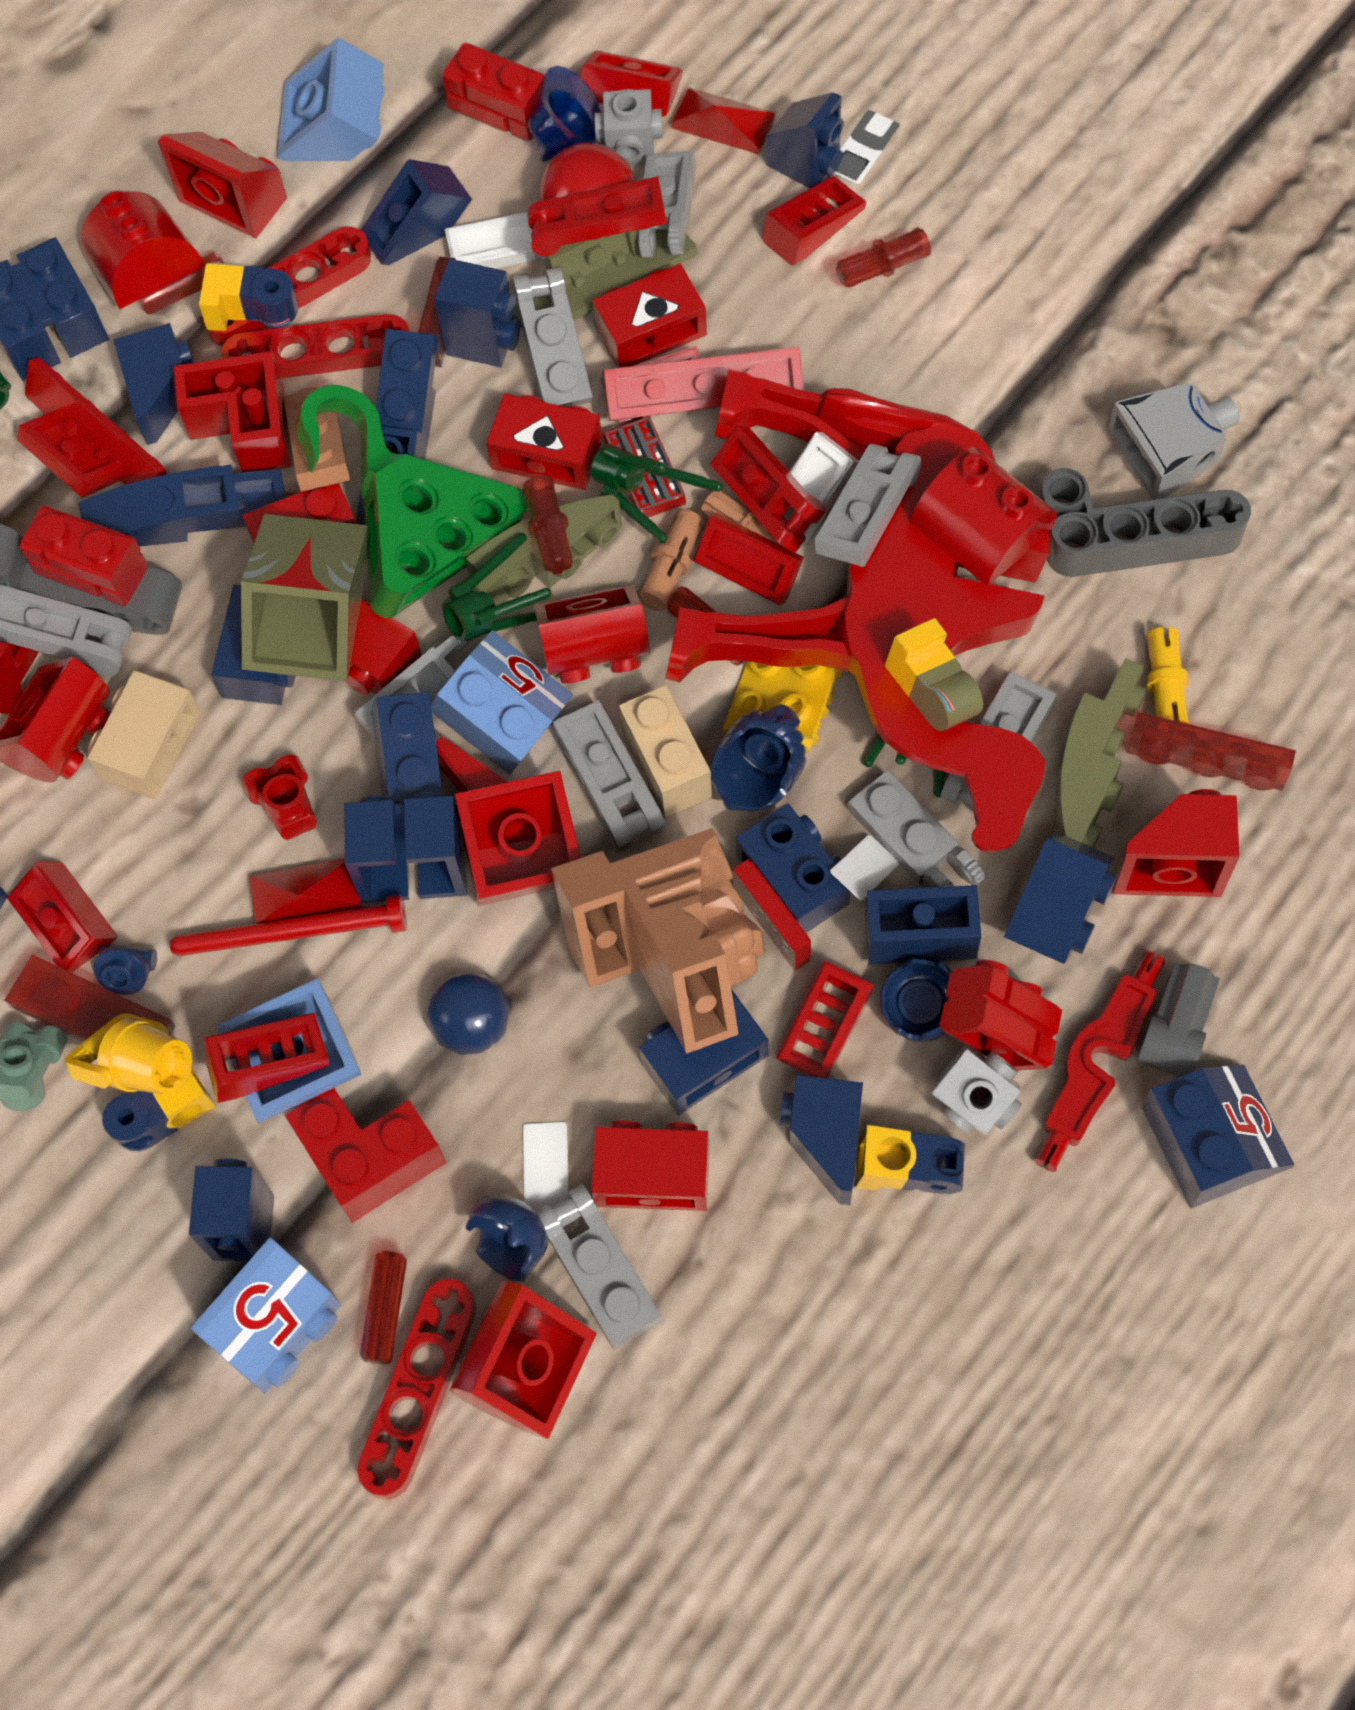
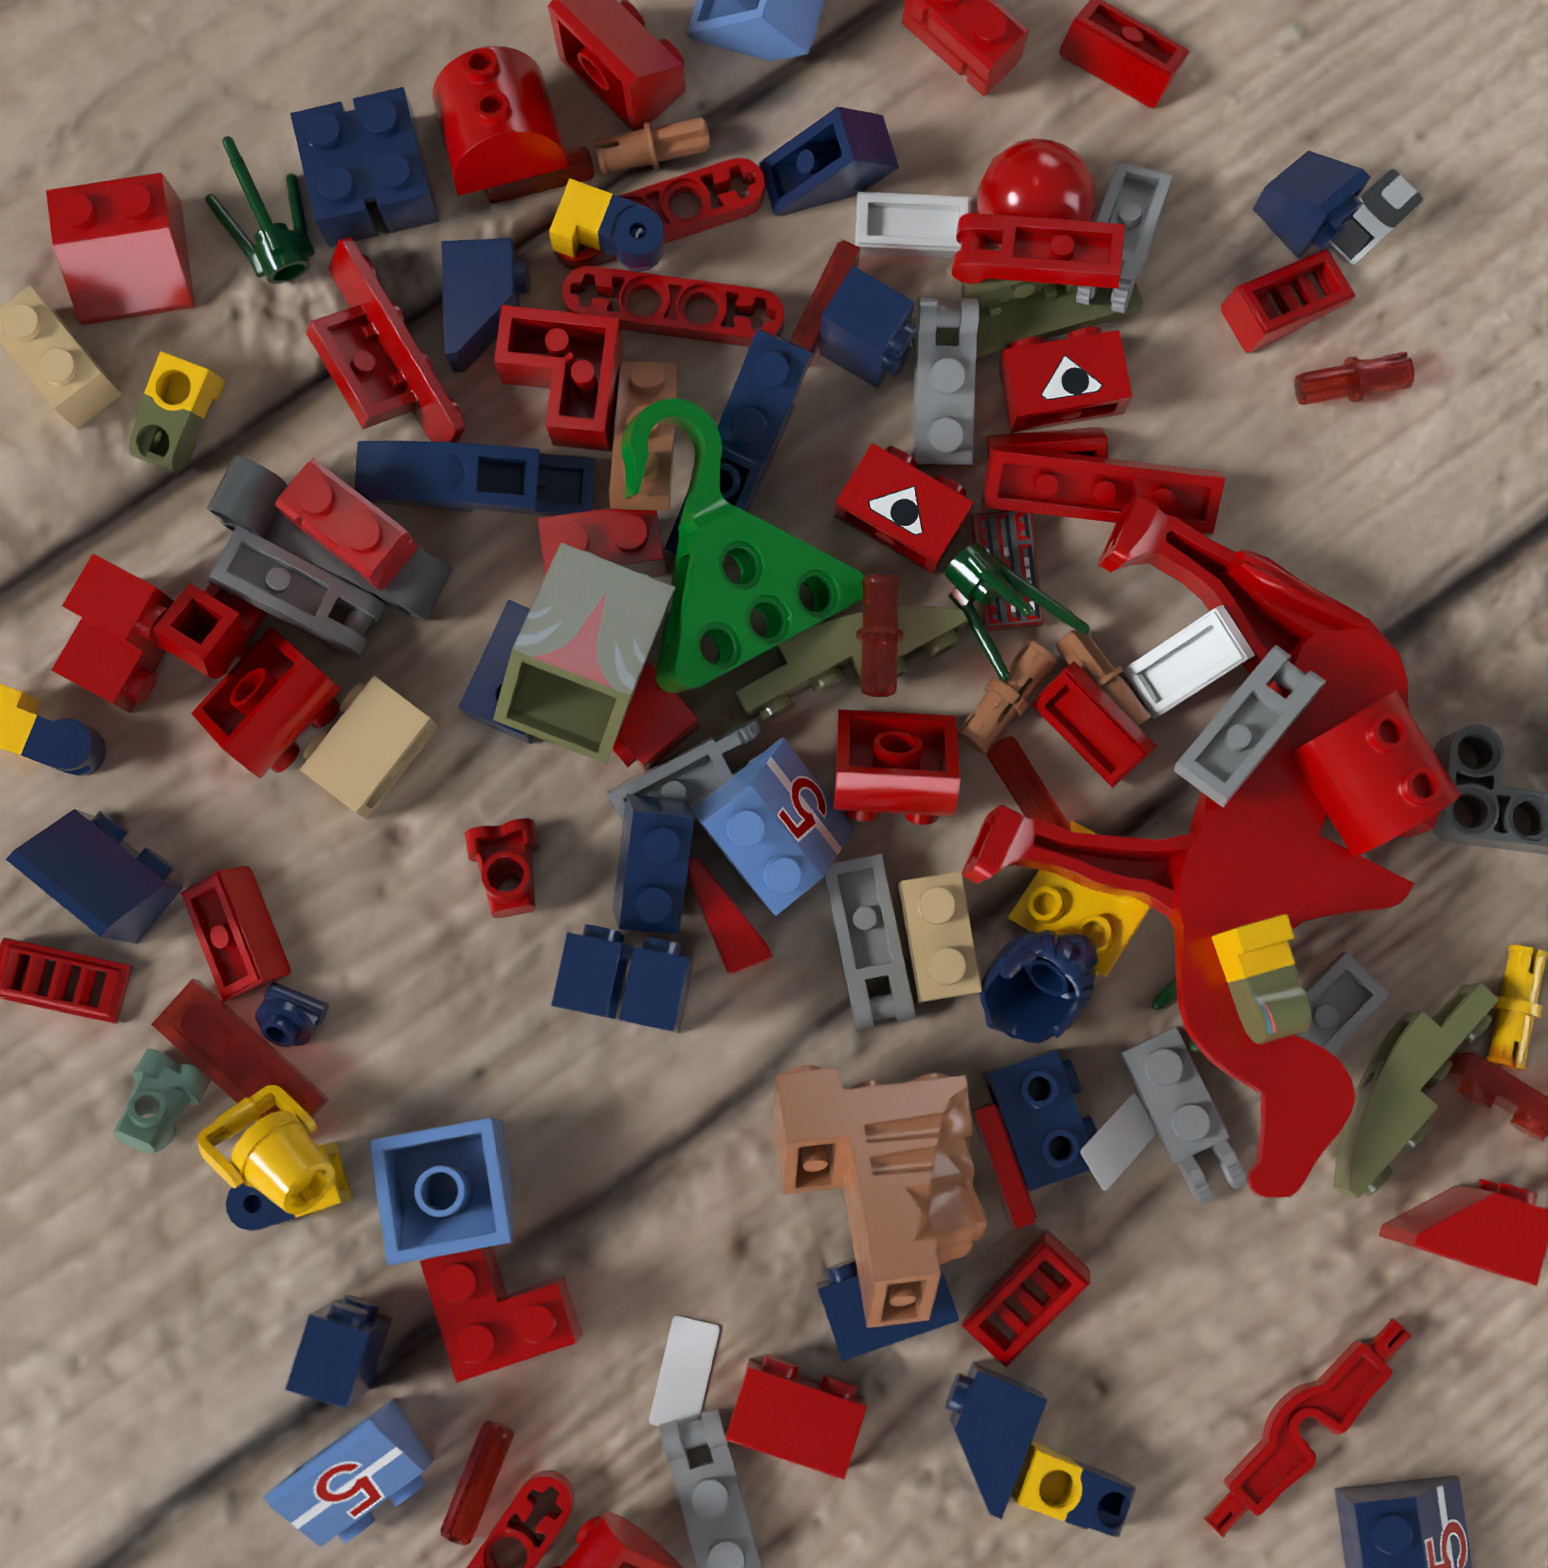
camera: 10 degrees right, 15 degrees up
(252, 1079) = (360, 1205): red slope -> none
(269, 237) = (652, 145): none -> nougat axle
(303, 891) = (501, 979): red slope -> none
(391, 914) = (589, 1039): red bar -> none
(468, 1013) = (647, 1177): dark blue hair -> none
(475, 613) = (771, 720): dark green plant -> none
(510, 1237) = (628, 1451): dark blue hair -> none
(516, 836) = (750, 1012): red slope -> none
(563, 113) = (1037, 86): clear blue piece -> none
(629, 124) = (1107, 119): light grey brick -> none
(723, 120) = (1218, 135): red slope -> none
(767, 487) = (1139, 652): red plate -> none
(915, 999) = (1137, 1315): dark blue hair -> none
(922, 924) = (1163, 1233): dark blue brick -> none
(971, 1070) = (1166, 1437): brick -> none
(1001, 1015) = (1218, 1369): red brick -> none
(1060, 898) = (1323, 1248): dark blue brick -> none
(1176, 1032) = (1397, 1428): dark grey piece -> none

